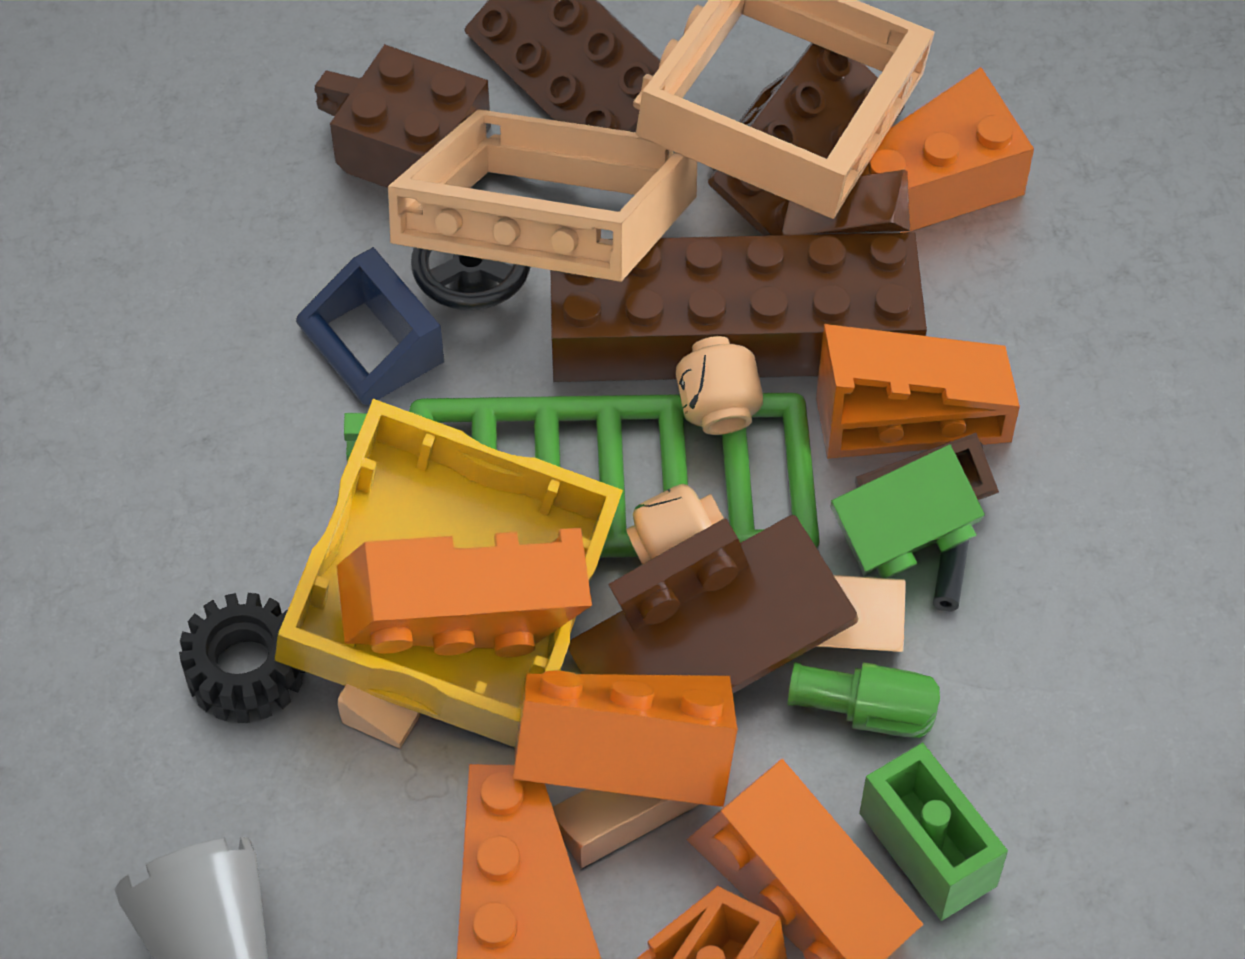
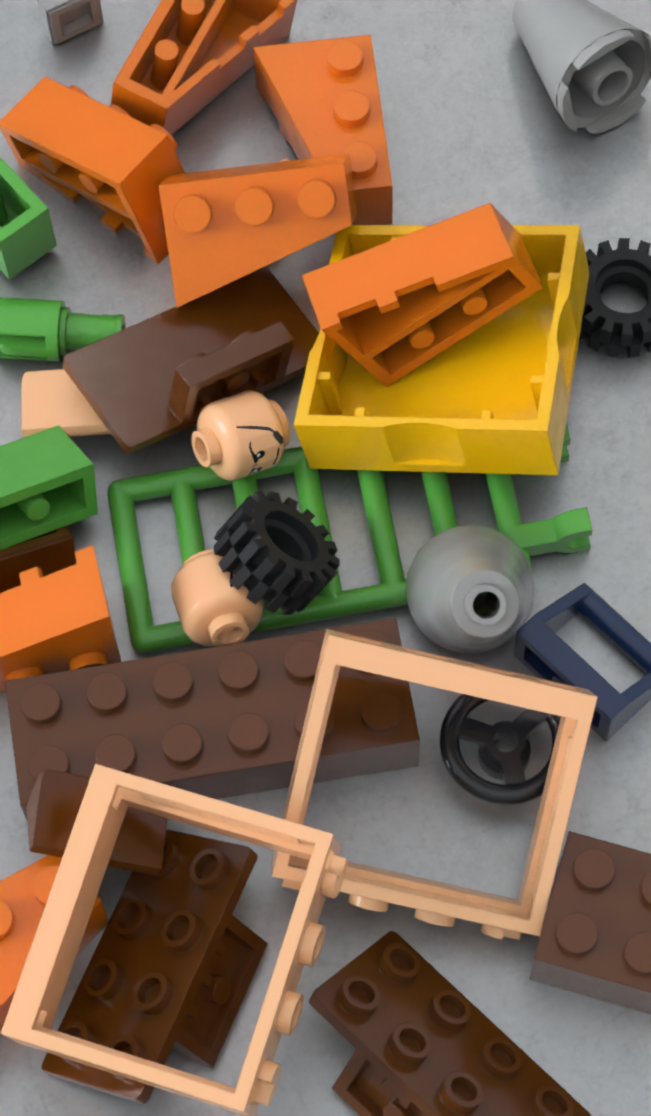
camera: 175 degrees right, 10 degrees up
(473, 340) = (453, 572): none -> light grey cone
(683, 401) = (276, 552): none -> black tyre

